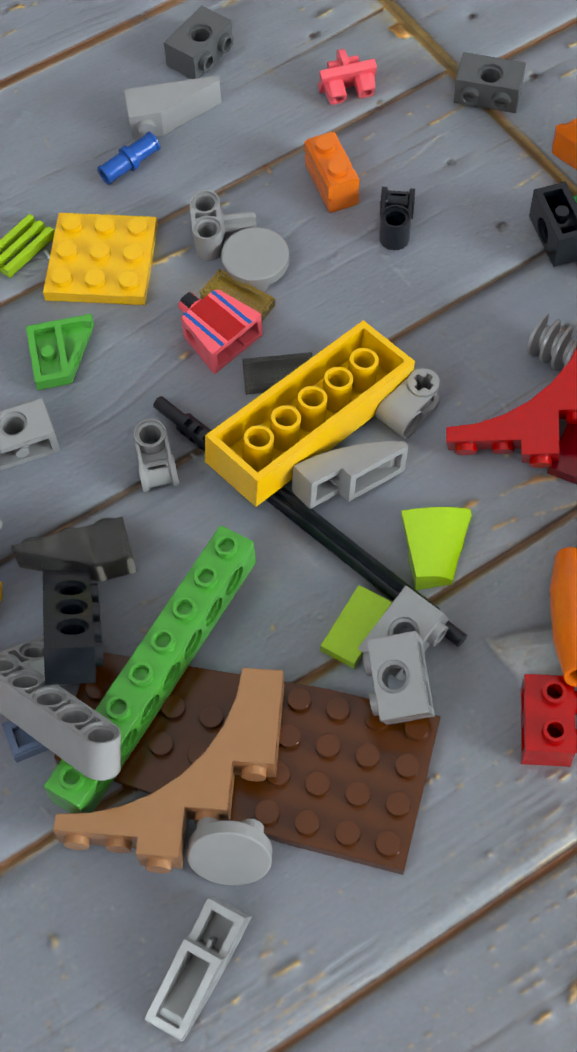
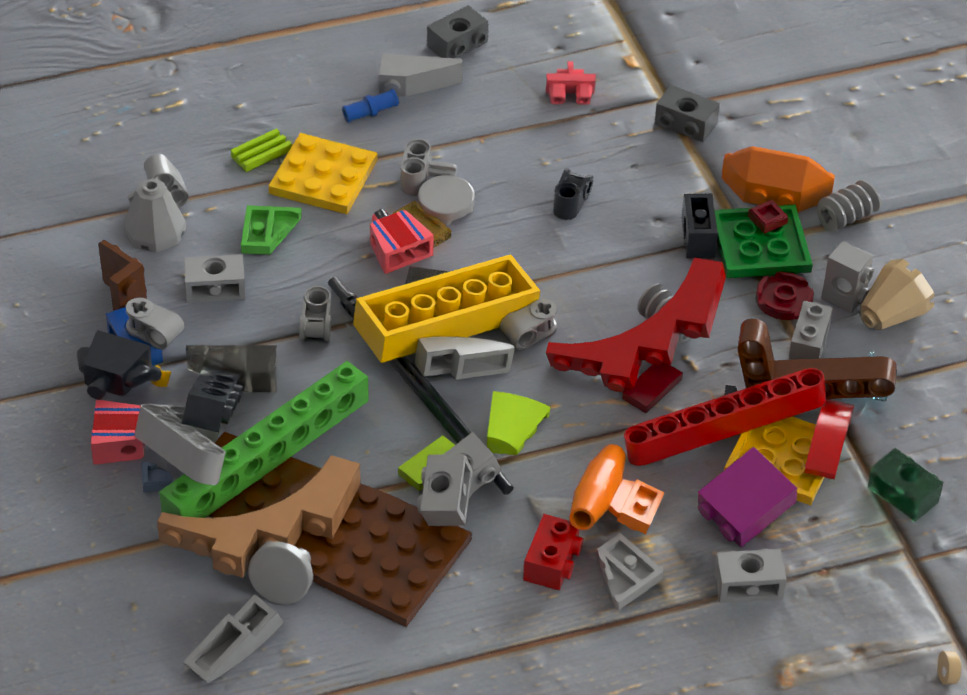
camera: 10 degrees right, 15 degrees down
(331, 172) = (530, 150): orange brick -> none

